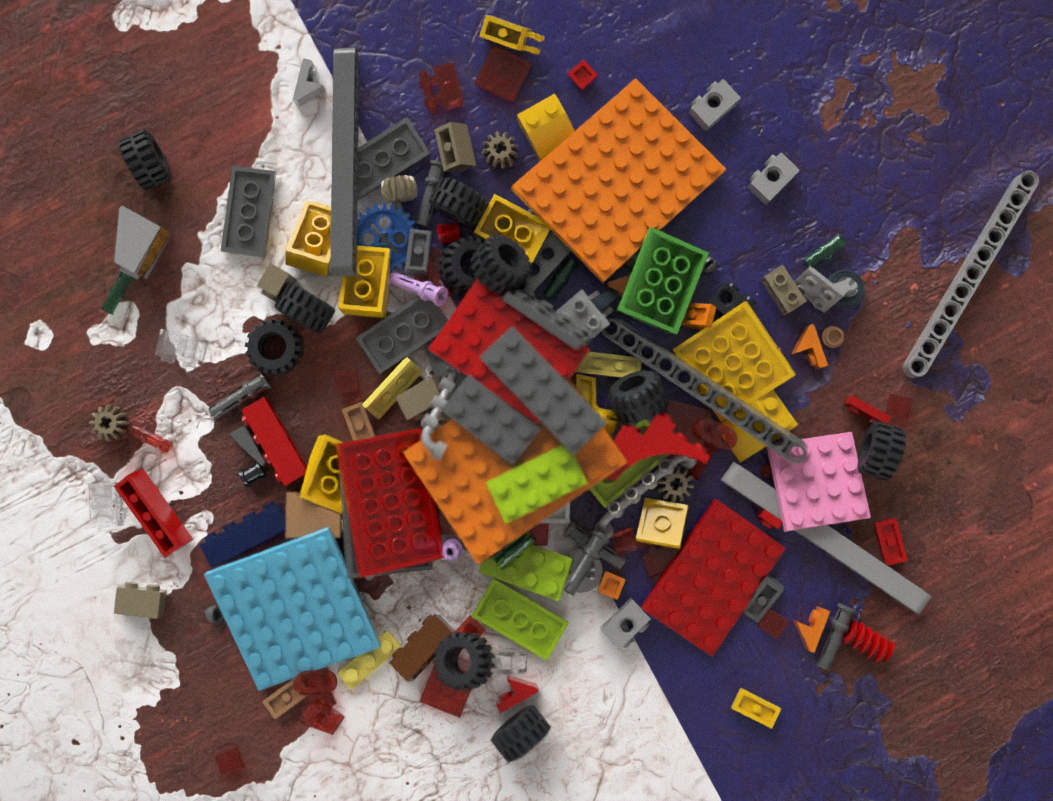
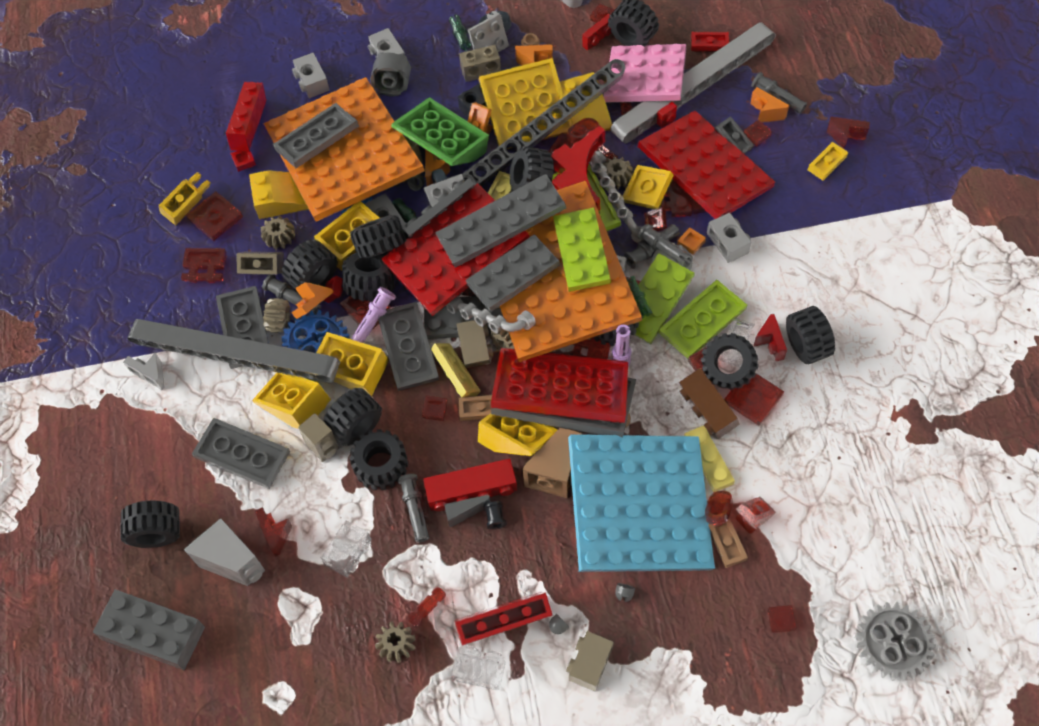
camera: 70 degrees left, 25 degrees down
(57, 199) = (149, 629): none -> dark grey brick
(116, 293) = (267, 599): clear green pin -> none
(167, 564) = (557, 625): none -> dark grey hinge
(175, 274) = (274, 532): none -> clear red slope
(245, 535) = (553, 536): clear blue brick -> none
(418, 253) = (341, 313): dark grey slope -> none
(422, 221) = (312, 296): none -> orange slope
(618, 148) = (315, 135): none -> dark grey plate
(633, 58) = (246, 116): none -> red brick
(736, 196) = (390, 73): none -> dark grey brick
(802, 715) = (841, 129): none -> clear red slope
(869, 641) = (790, 70): red piece -> none

